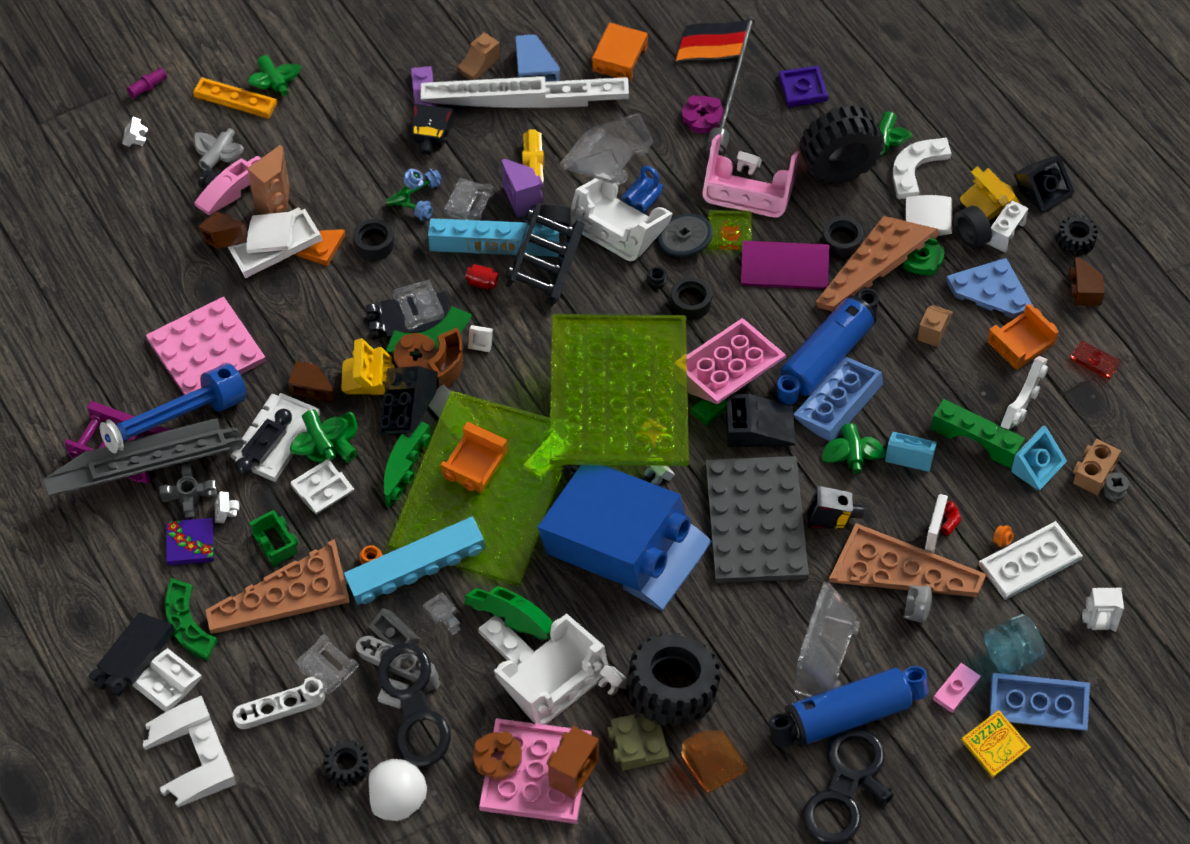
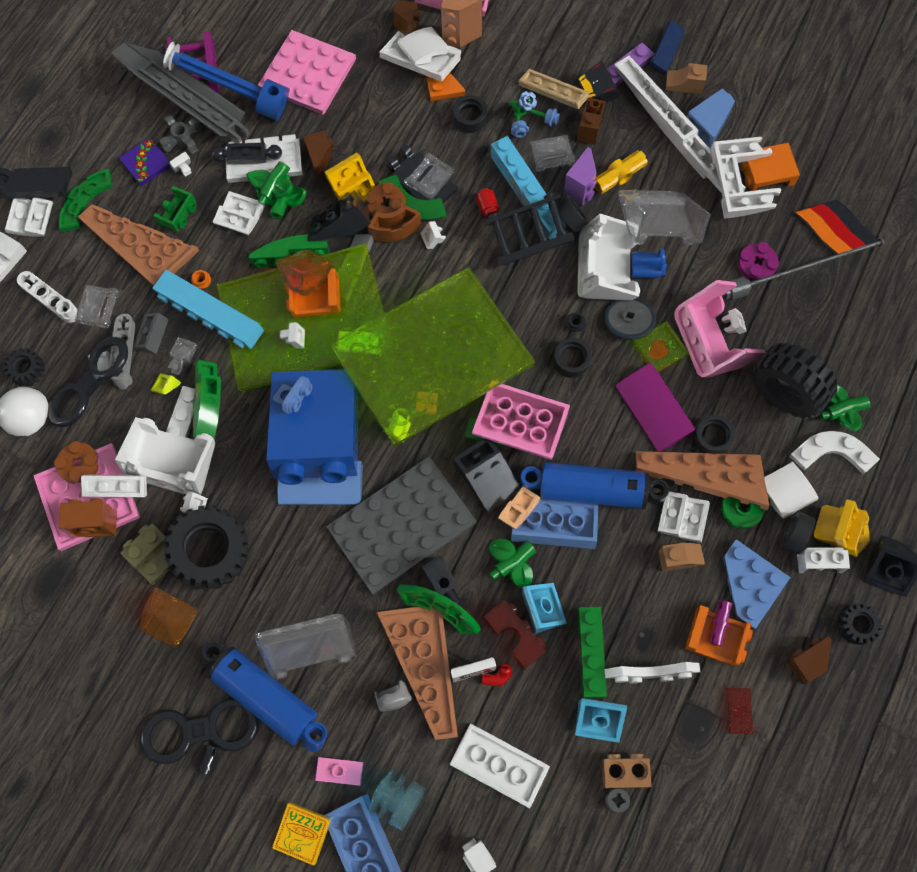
camera: 60 degrees right, 15 degrees up
(405, 159) = (553, 88): none -> tan tile
(432, 53) = (667, 47): none -> dark blue tile
(451, 446) = (304, 271): none -> clear orange slope
(462, 645) = (165, 384): none -> neon yellow slope
(464, 150) = (591, 120): none -> reddish brown slope
(505, 498) = (294, 335): none -> white tile
(548, 730) = (114, 485): none -> white plate
(590, 513) = (296, 394): none -> medium blue bracket
(638, 91) = (726, 158): none -> white wedge
(803, 86) = (845, 318): dark purple tile -> none
(809, 412) = (520, 508): none -> light nougat slope
(866, 514) = (451, 611): none -> green tile
(902, 302) = (684, 517): none -> white slope
(939, 477) = (504, 618): none -> clear red arch
(1003, 536) = (505, 730): orange plate -> none
(1013, 326) = (720, 623): none -> magenta pin

